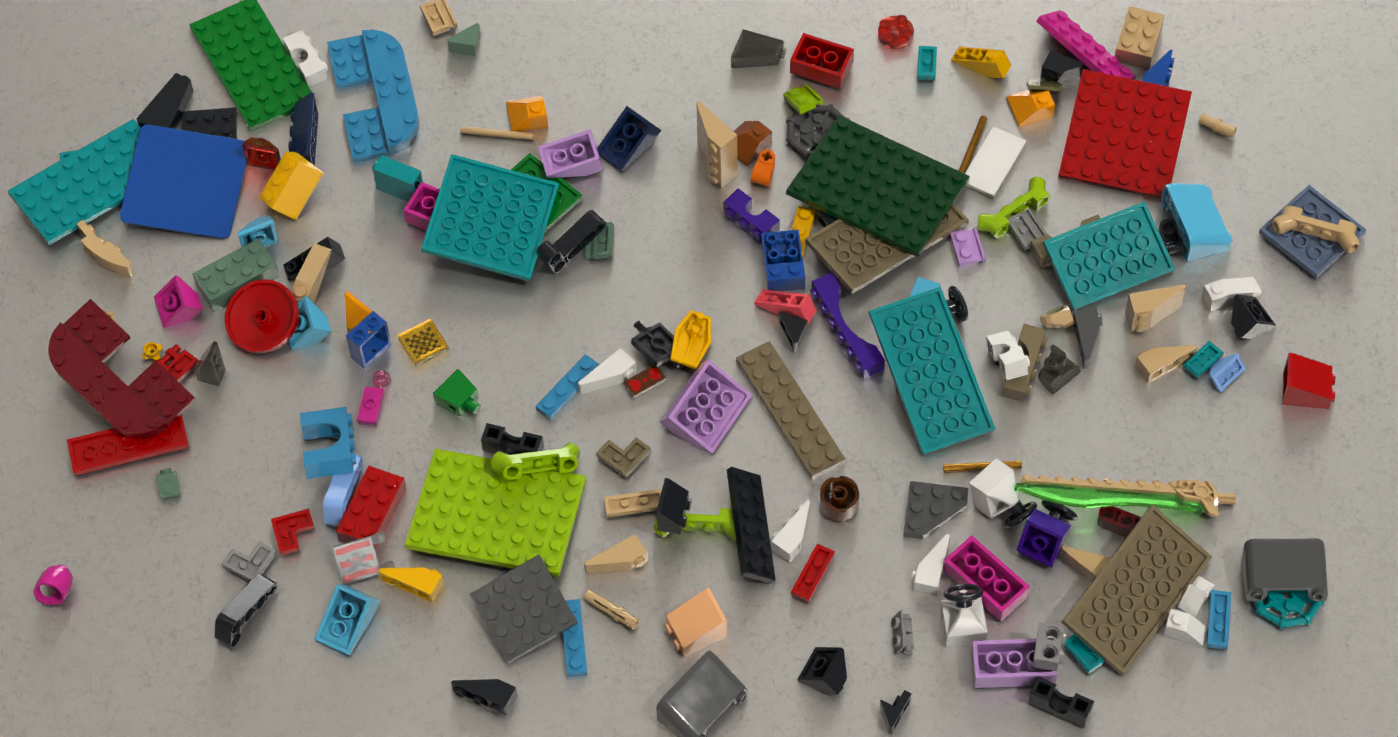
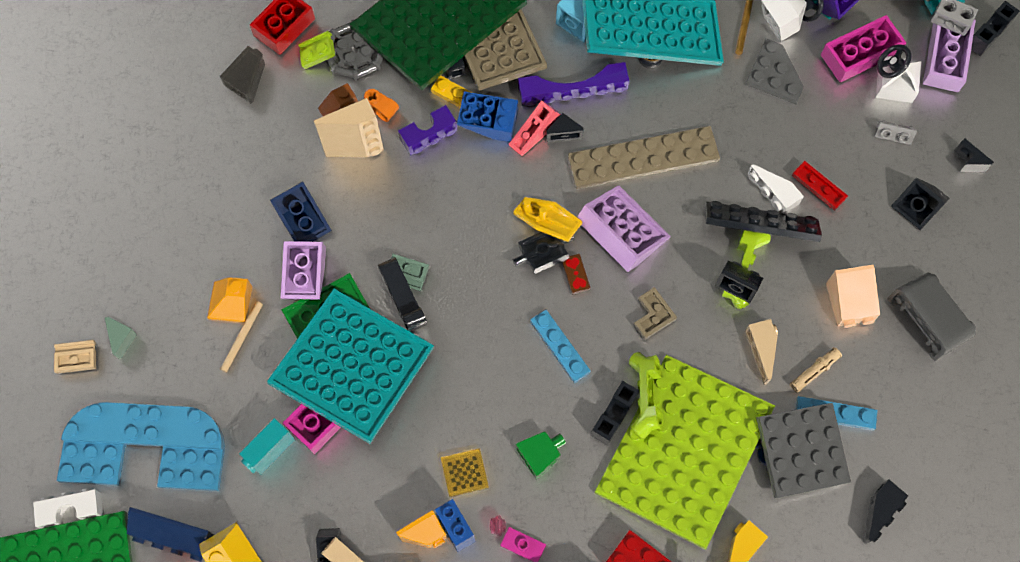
camera: 75 degrees left, 10 degrees up
(609, 373) = (557, 294): white slope -> none
(632, 503) = (707, 318): tan plate -> none
(839, 498) = (754, 140): reddish brown brick -> none
(930, 569) = (840, 89): white slope -> none

